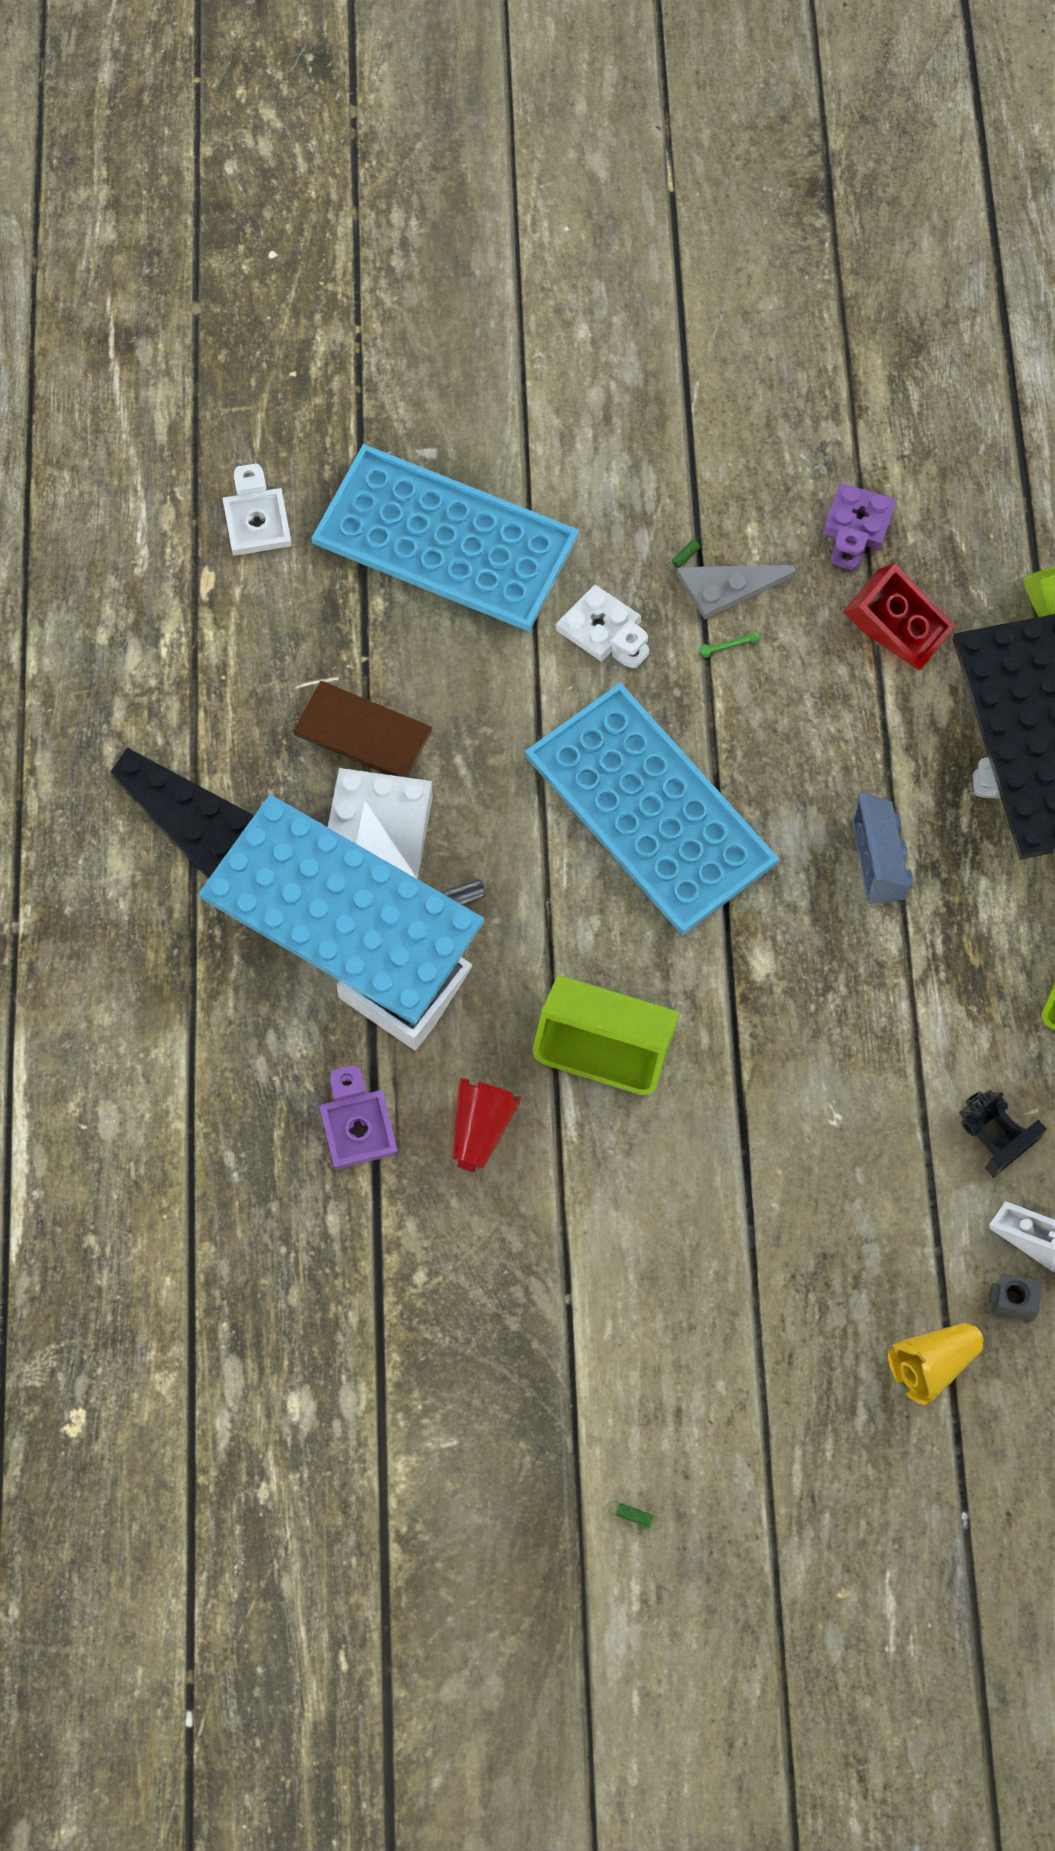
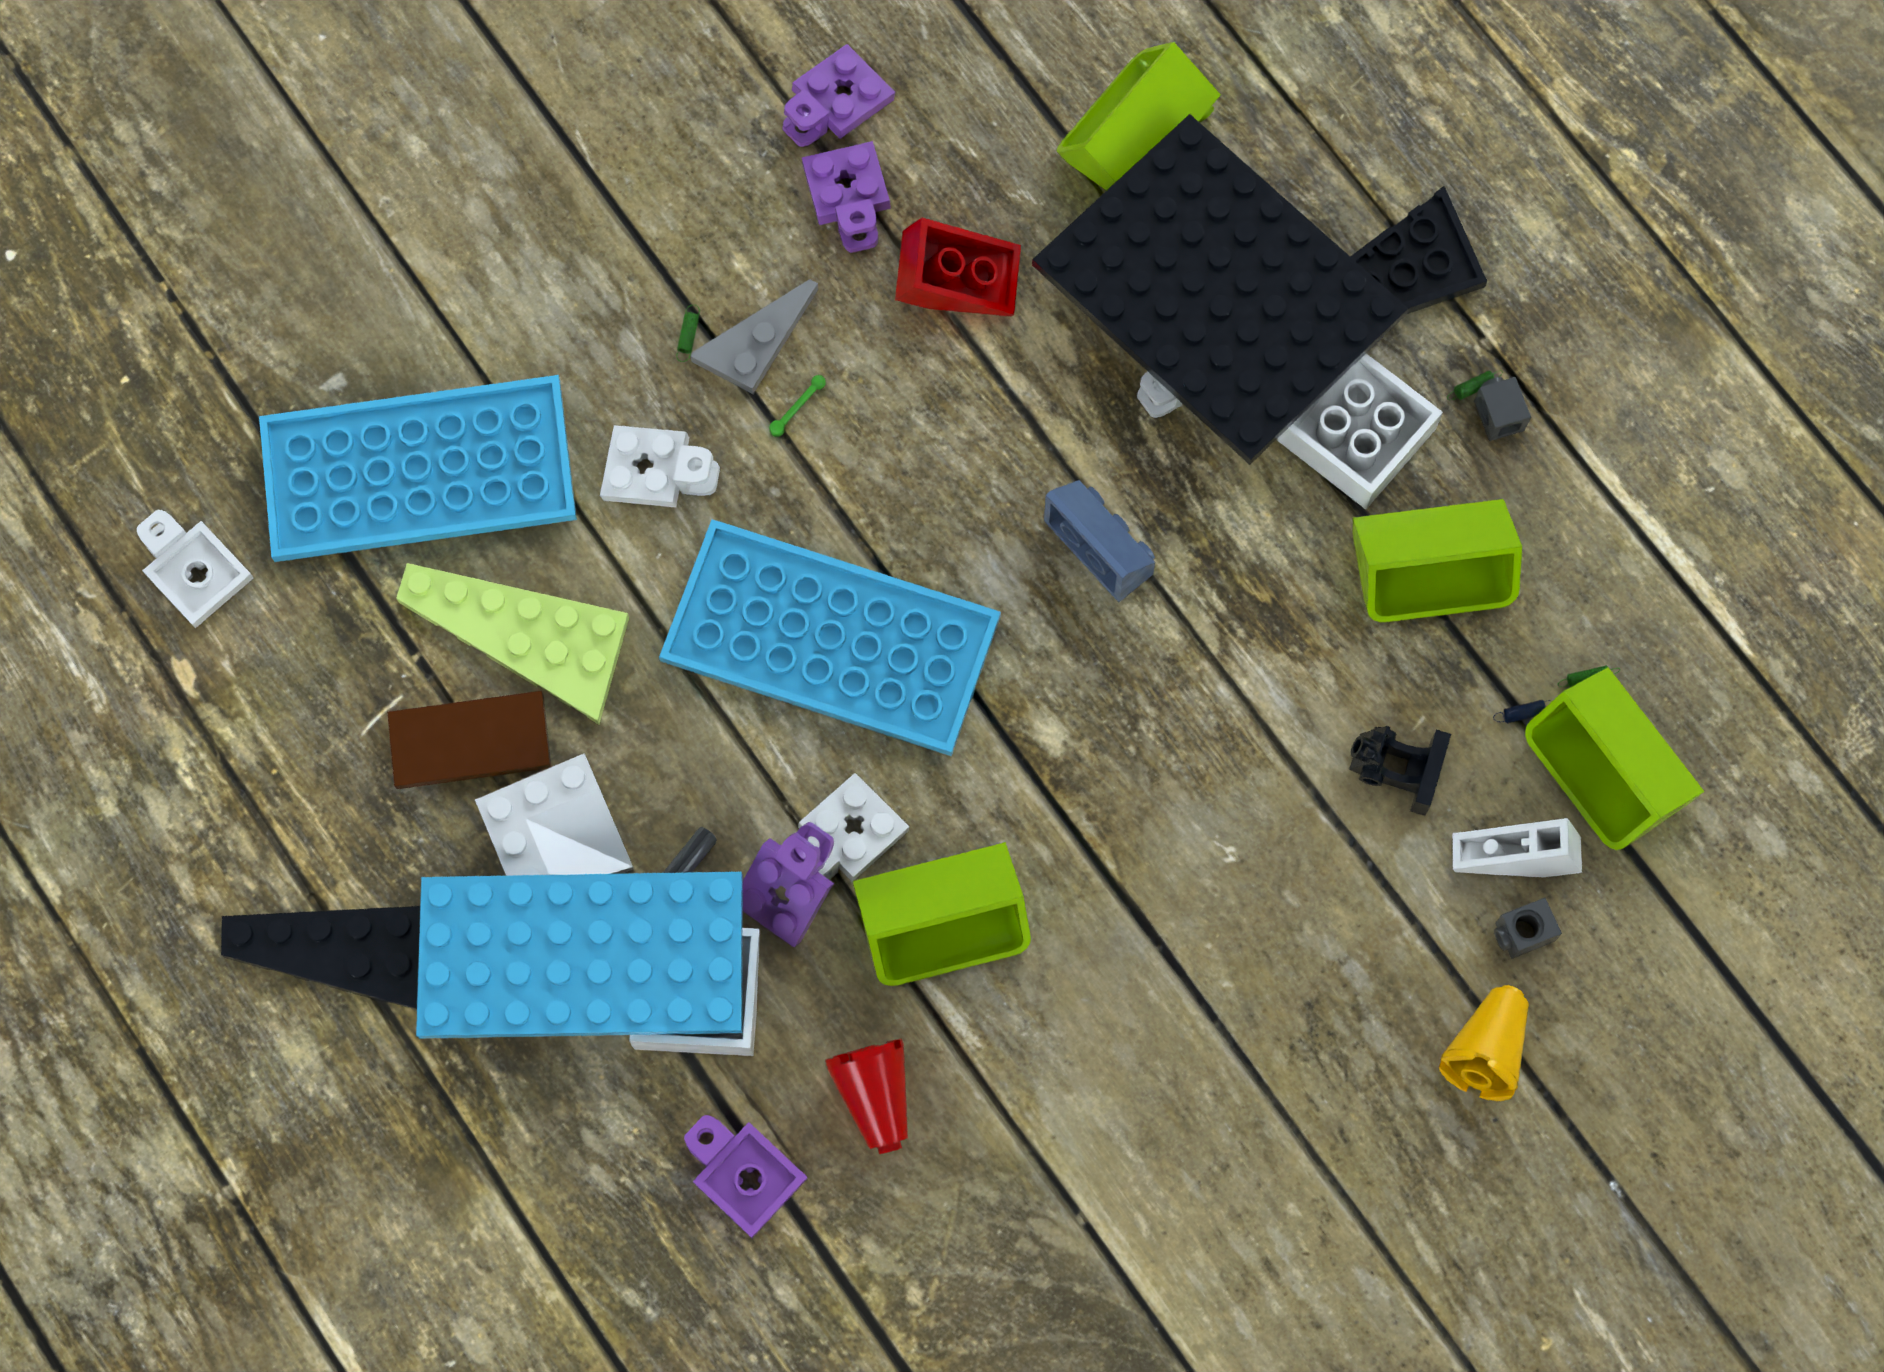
camera: 30 degrees left, 5 degrees up
(453, 692) = (538, 636): none -> yellowish green wing
(523, 937) = (796, 869): none -> medium lavender plate
(557, 943) = (855, 851): none -> white plate
(877, 459) = (820, 107): none -> medium lavender plate

